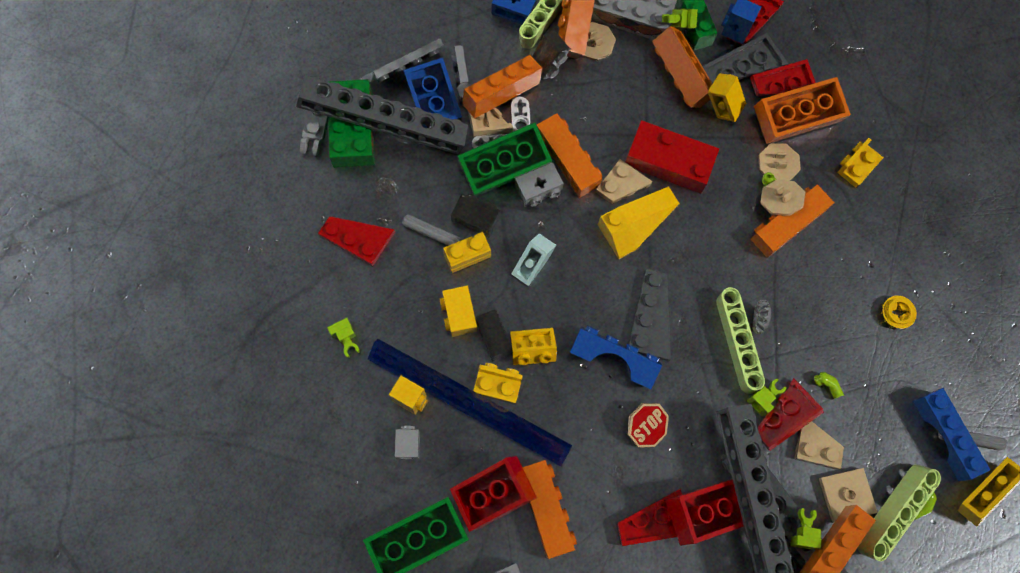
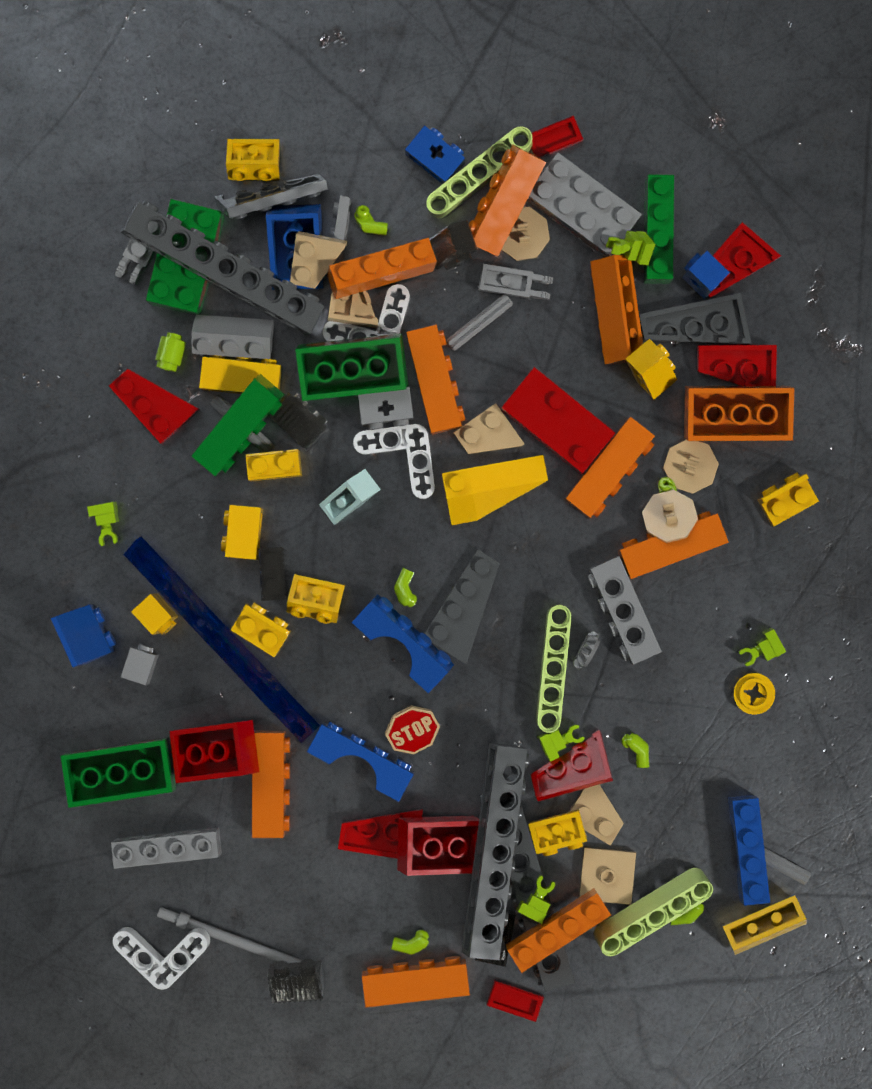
camera: 25 degrees right, 15 degrees up
(354, 430) = (84, 634): none -> blue slope
(359, 194) = (170, 352): none -> lime brick
(381, 44) = (253, 159): none -> yellow bracket
(405, 167) = (232, 336): none -> light grey brick
(420, 195) = (235, 375): none -> yellow brick
(430, 228) = (238, 424): none -> green brick
(449, 92) = (313, 257): none -> tan wing
(479, 64) = (367, 223): none -> lime arm
(563, 209) = (404, 443): none -> white beam
(586, 107) = (479, 322): none -> light grey axle
(599, 317) = (403, 590): none -> lime arm
(601, 73) = (512, 282): none -> light grey hinge
(644, 469) = (391, 775): none -> blue arch
(722, 180) = (610, 467): none -> orange brick
(788, 281) = (647, 644): none -> light grey brick
(798, 469) = (558, 832): none -> yellow bracket
(894, 273) = (768, 647): none -> lime piece

